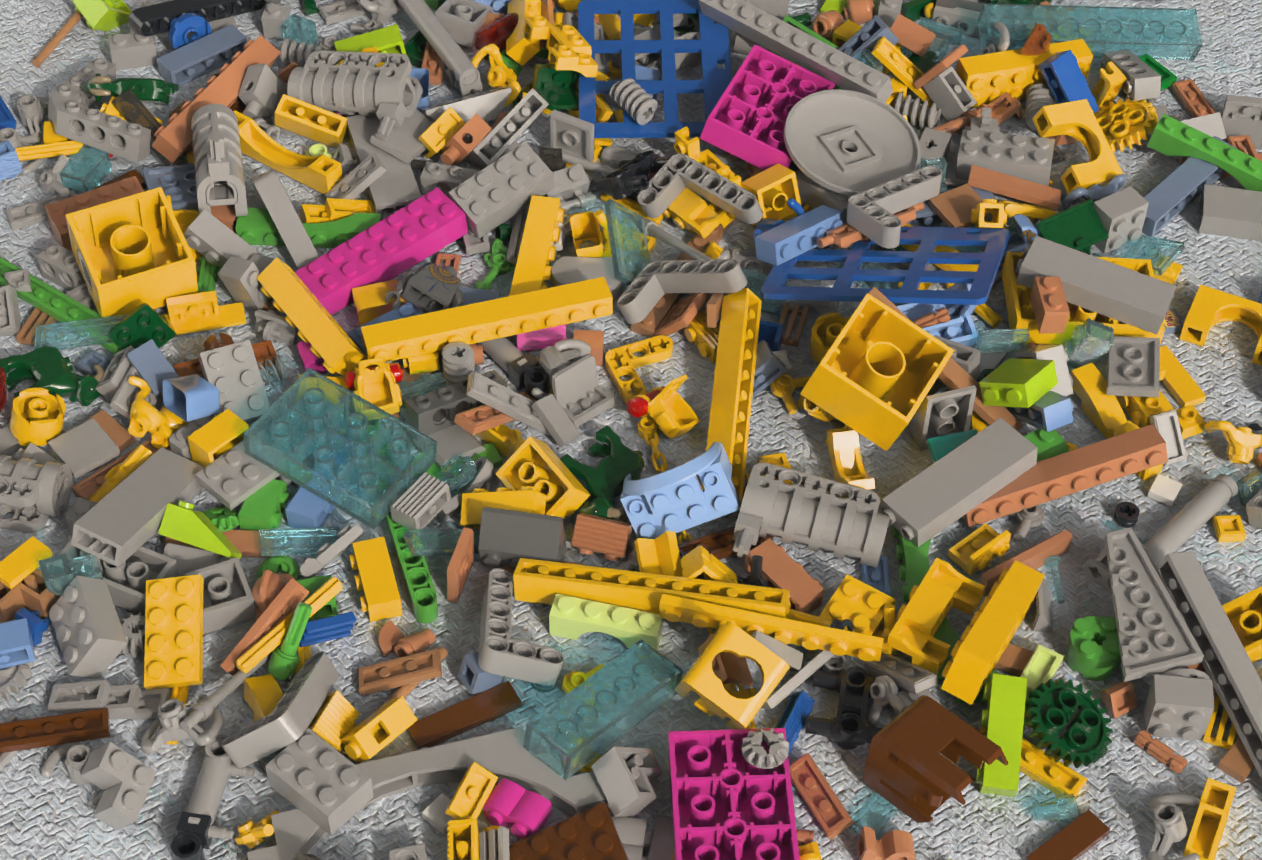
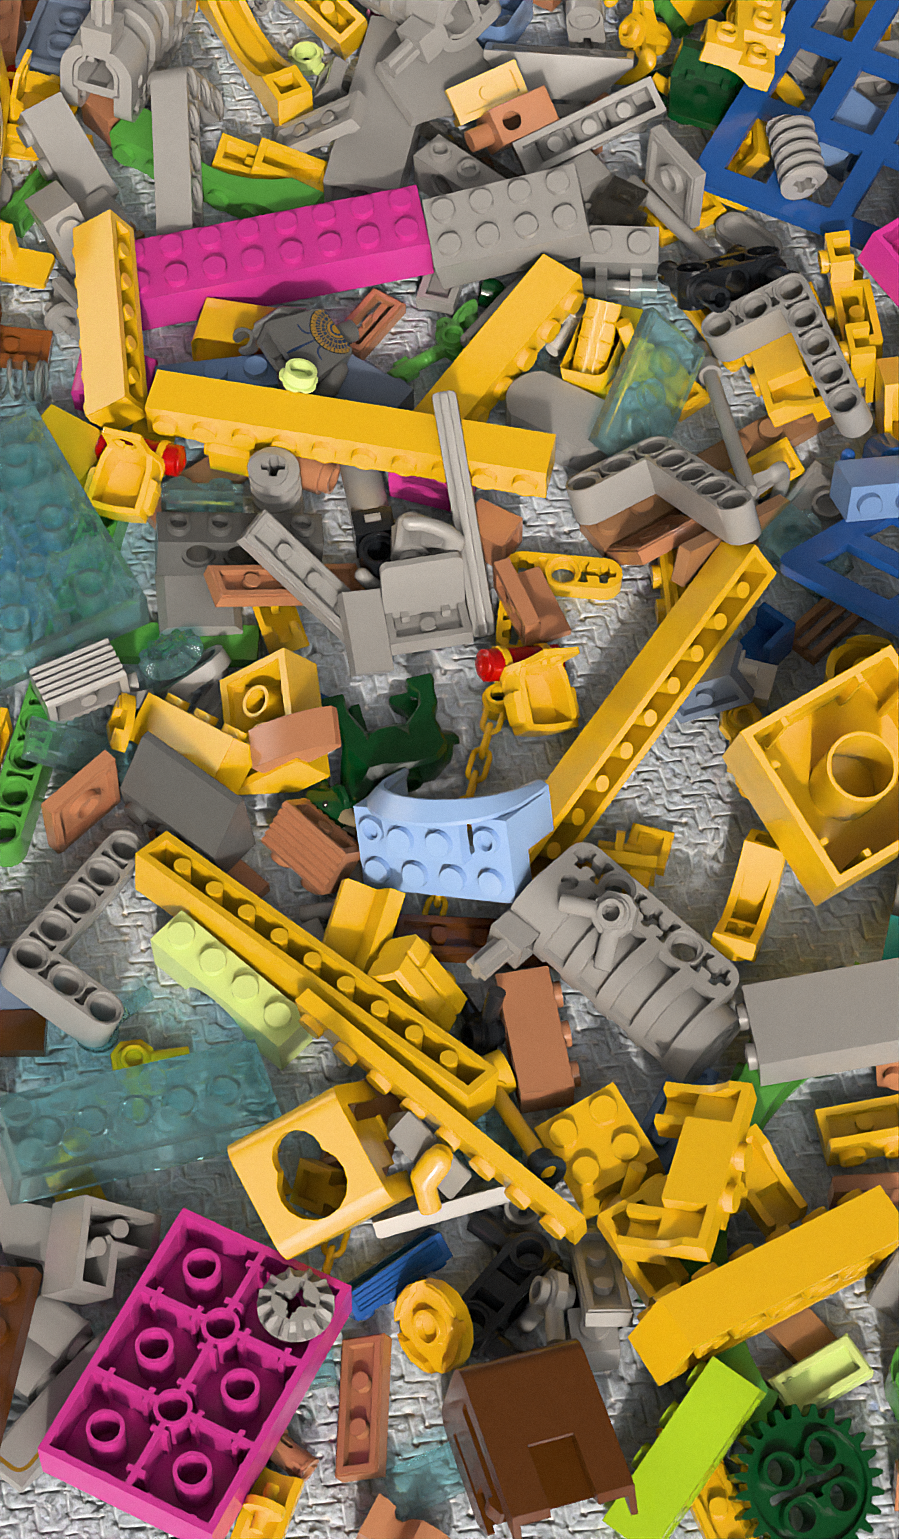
camera: 30 degrees right, 10 degrees up
(444, 300) = (299, 376): none -> yellowish green plate
(454, 515) = (121, 722): none -> yellow tile
(566, 476) = (293, 736): none -> nougat slope
(575, 330) = (464, 511): none -> light grey axle
(584, 226) = (596, 337): none -> yellow axle
(633, 372) = (529, 603): none -> nougat panel
(786, 651) = (428, 1175): none -> yellow arm
(801, 488) = (612, 915): none -> light grey piece
(832, 735) = (434, 1326): none -> yellow tile
(938, 595) = (702, 1176): none -> yellow bracket

